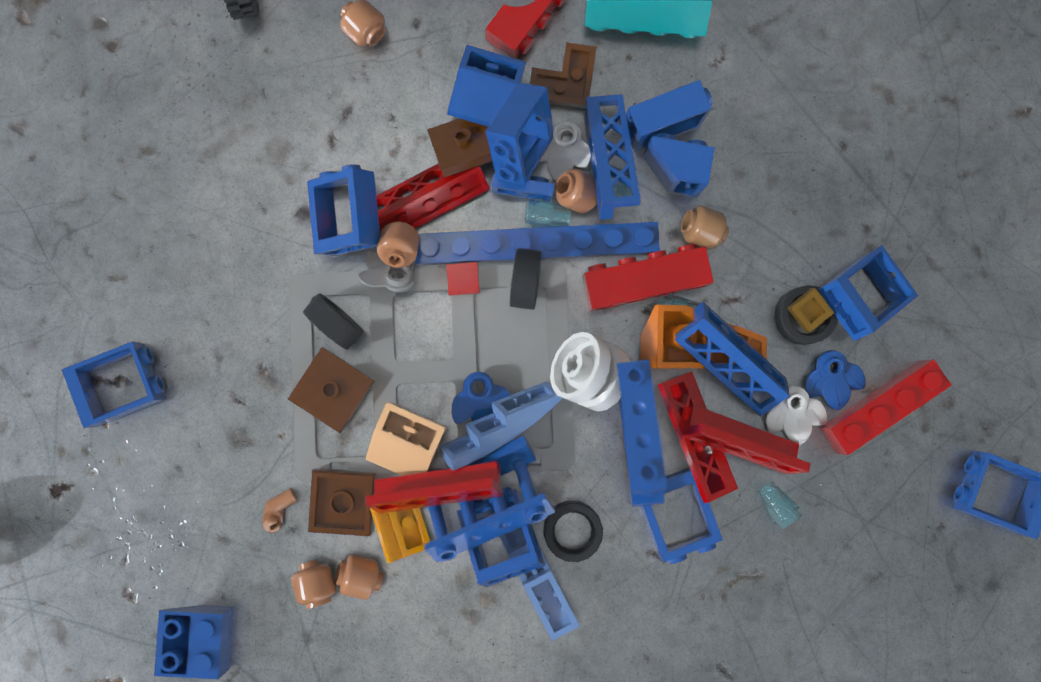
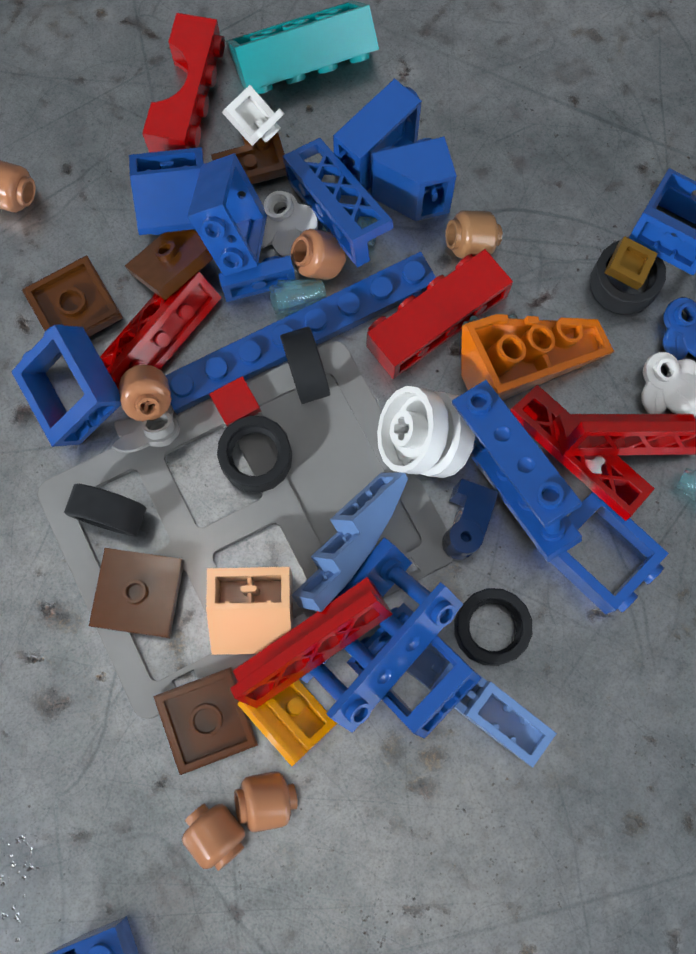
camera: 20 degrees left, 10 degrees down
(275, 508) = (128, 767): nougat arm -> none
(375, 141) = (73, 298): none -> reddish brown plate
(436, 325) = (244, 427): none -> black tyre
(476, 405) = (310, 534): blue plate -> none
(578, 54) = (253, 116): none -> white bracket
(593, 448) = (471, 519): none -> dark blue leg
(747, 360) = (577, 338): blue fence -> none

